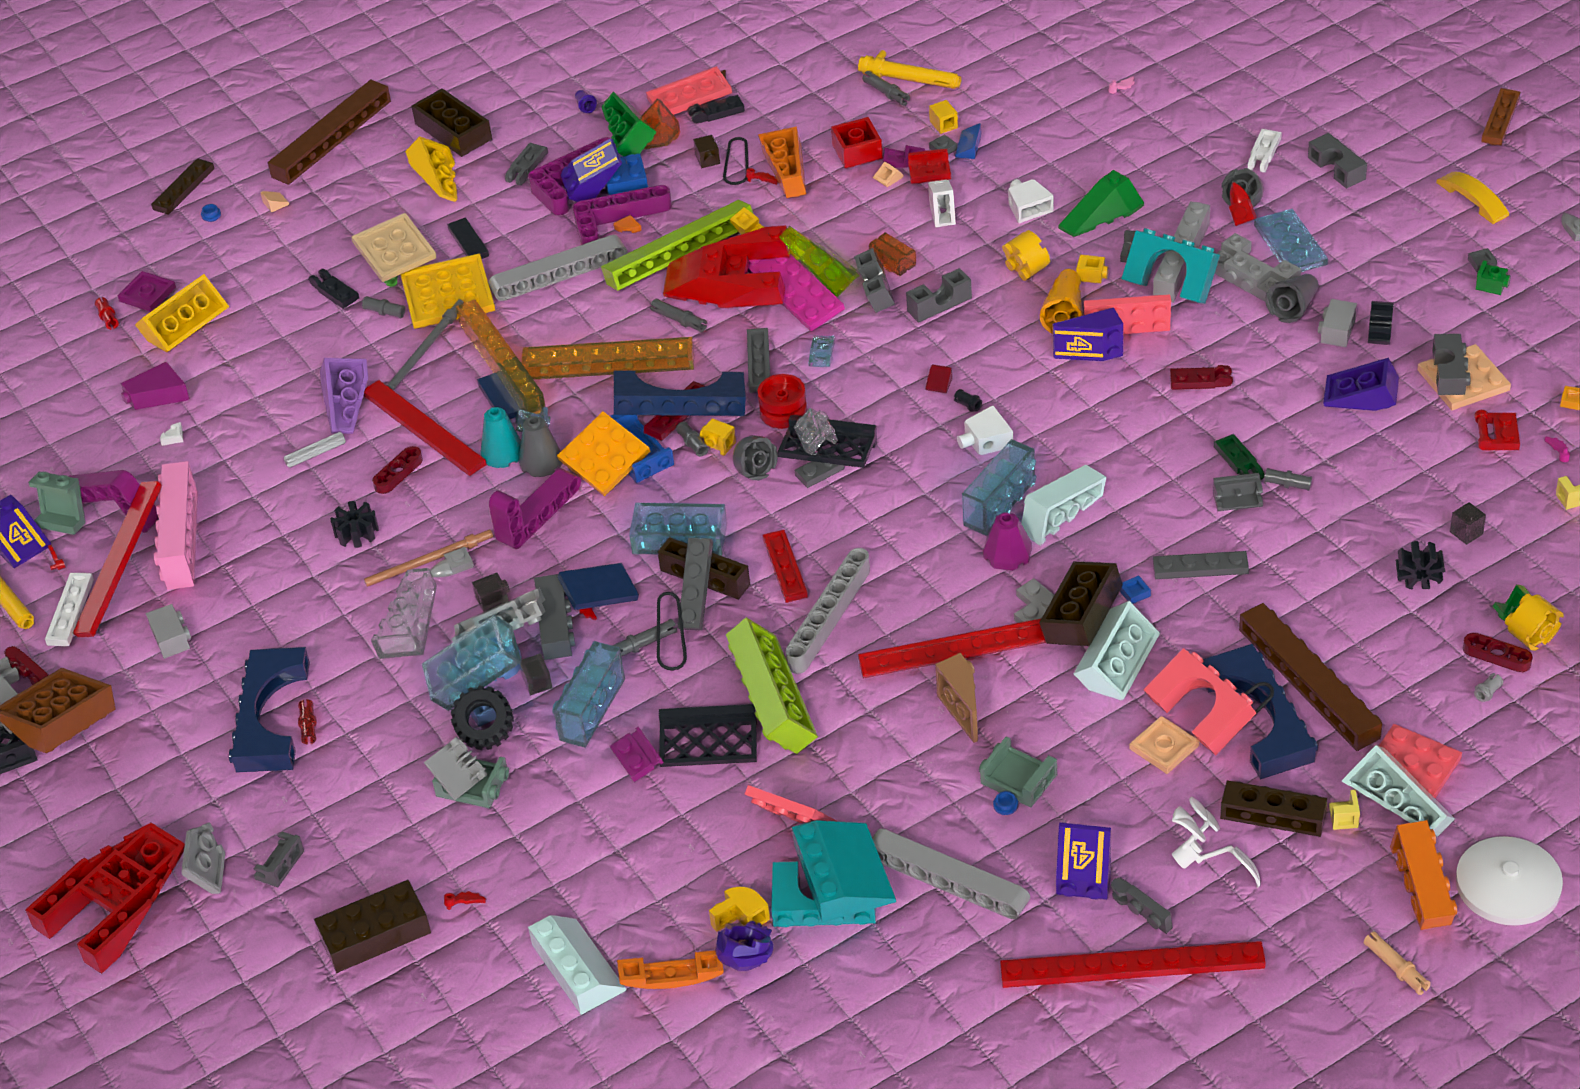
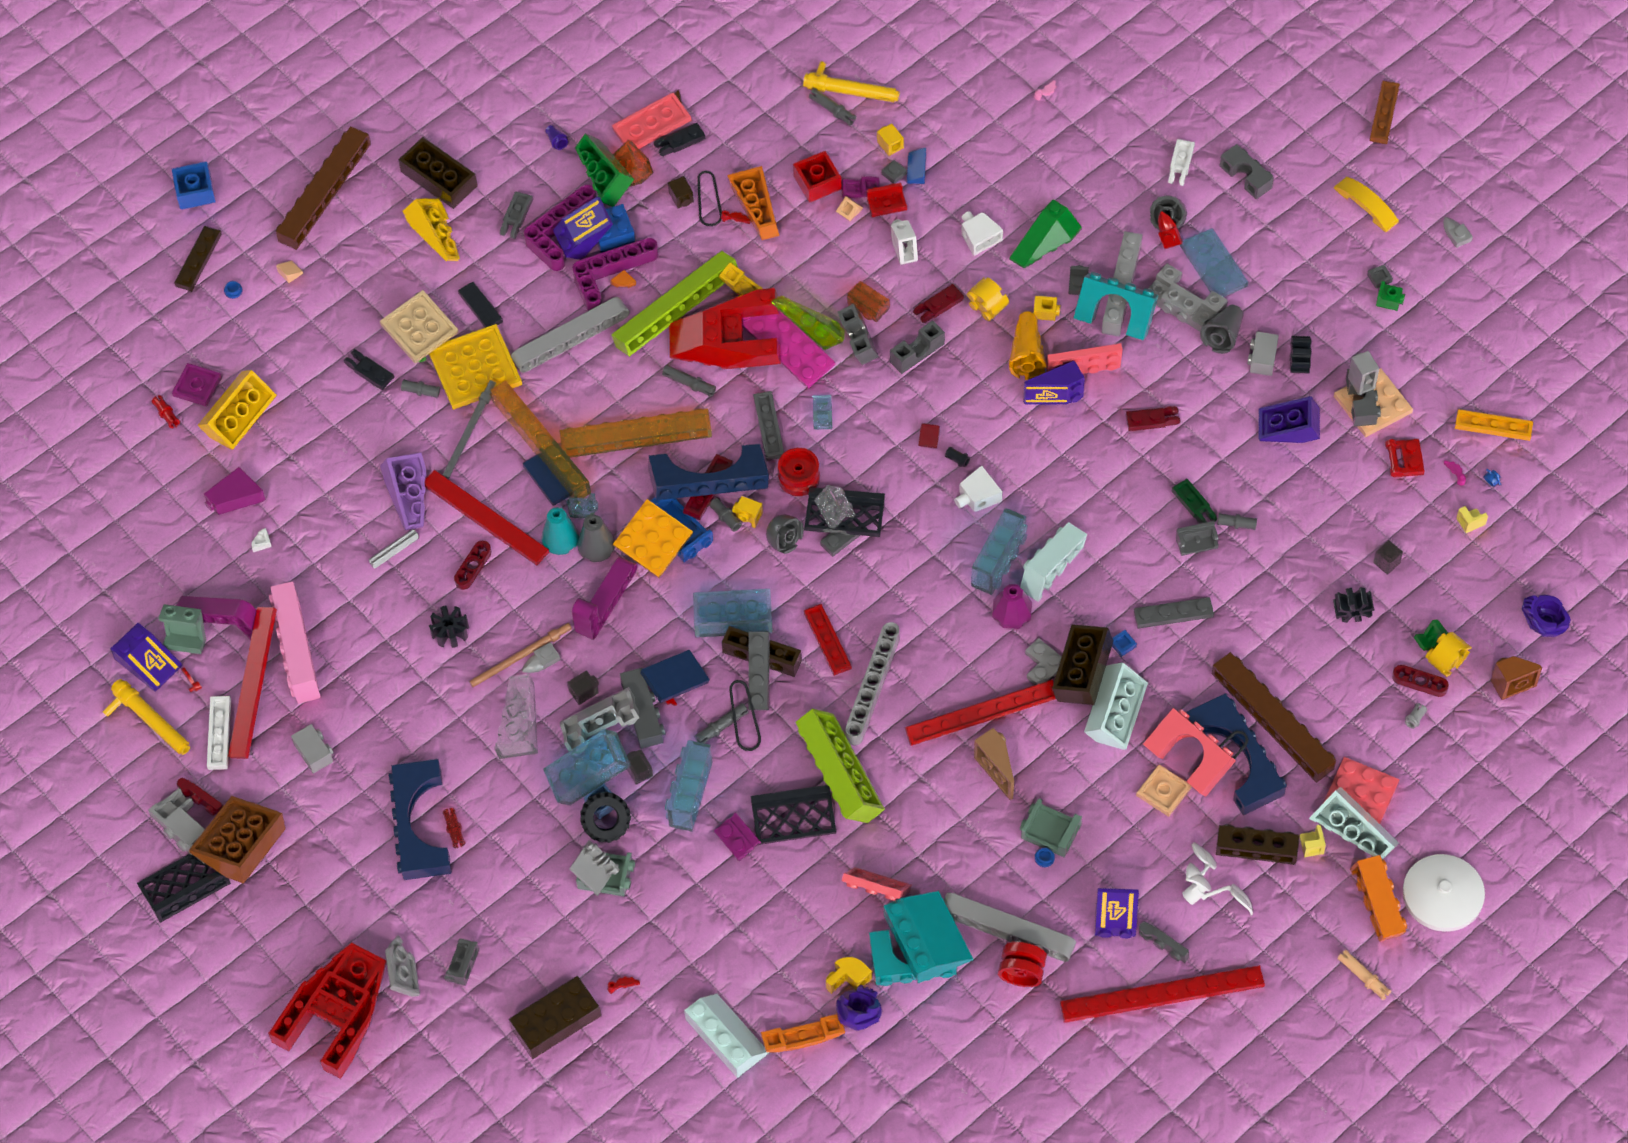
camera: 10 degrees left, 15 degrees up
(195, 122) = (193, 185): none -> blue brick
(956, 911) = (1022, 964): none -> red wheel
(973, 261) = (939, 303): none -> dark red hinge
(1451, 331) = (1363, 372): none -> light grey brick

